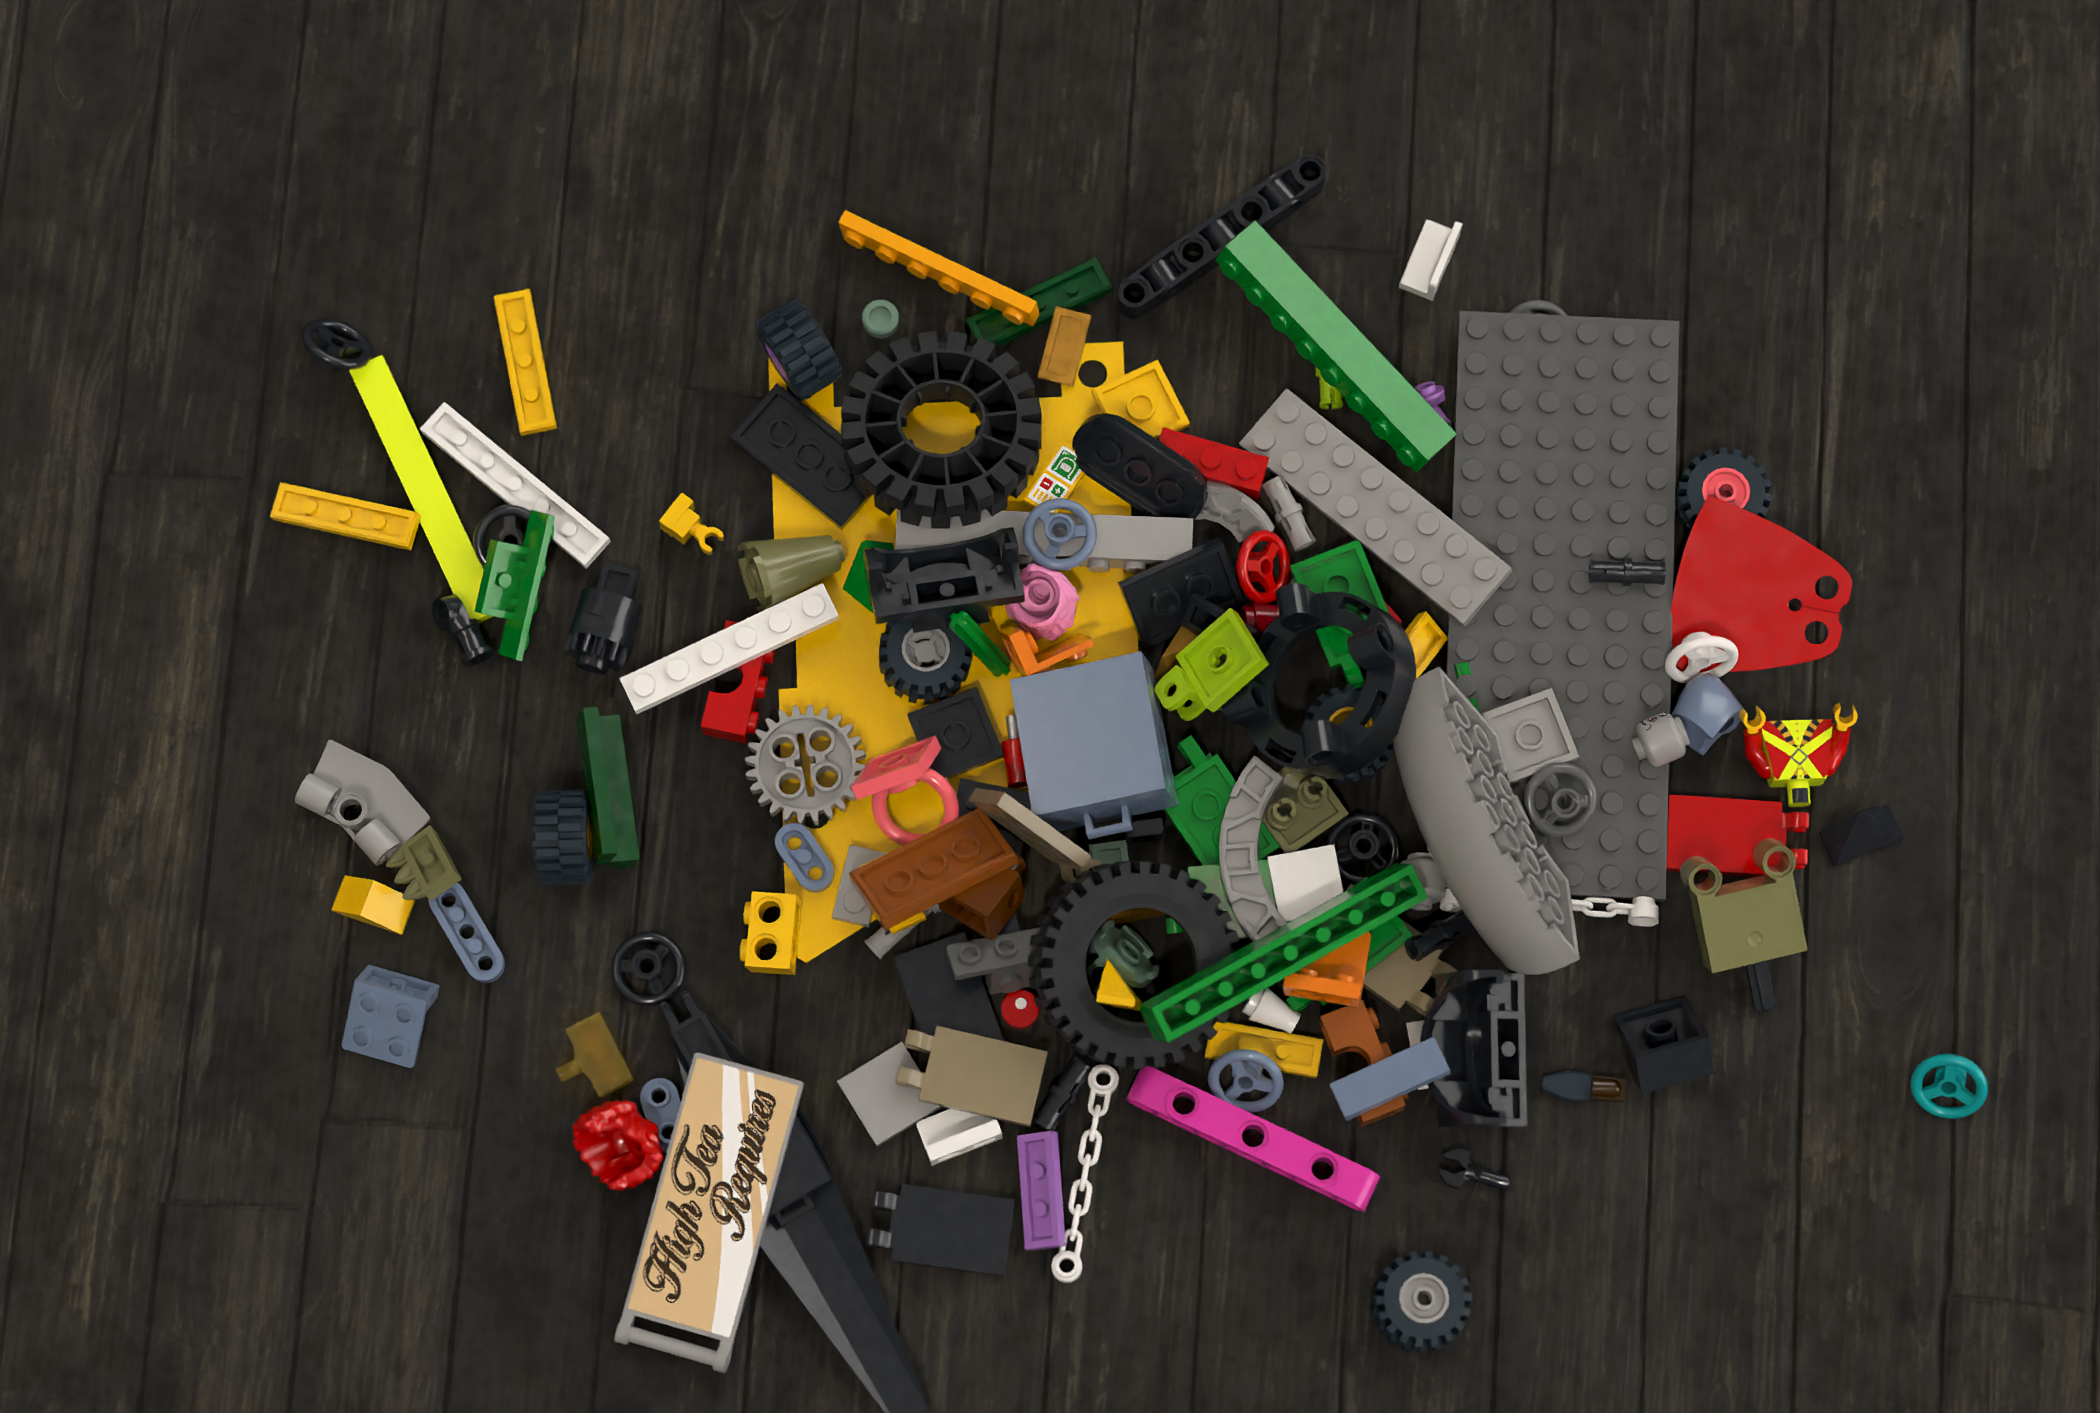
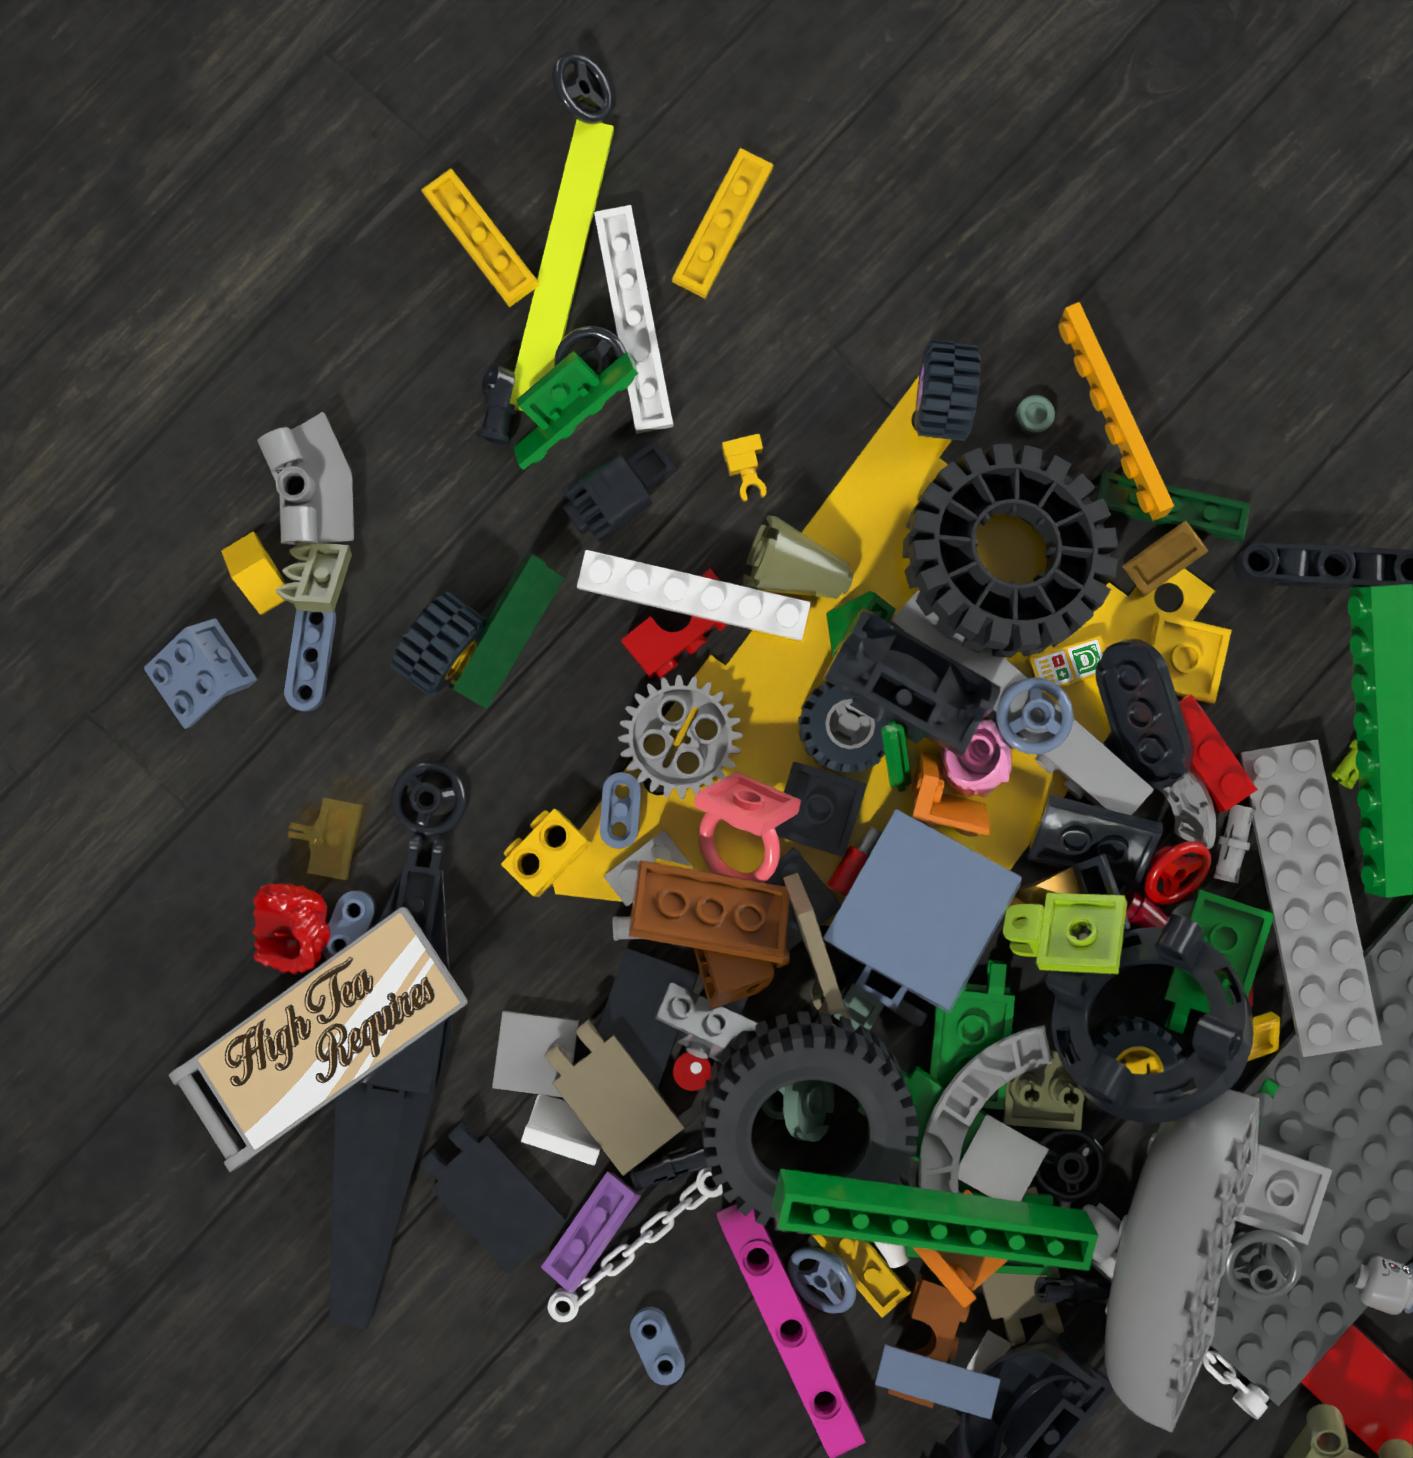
camera: 40 degrees right, 10 degrees up
(801, 454) = (881, 477): black tile -> none
(1115, 991) = (773, 1140): yellow slope -> none
(1163, 1239) = (657, 1347): none -> sand blue plate

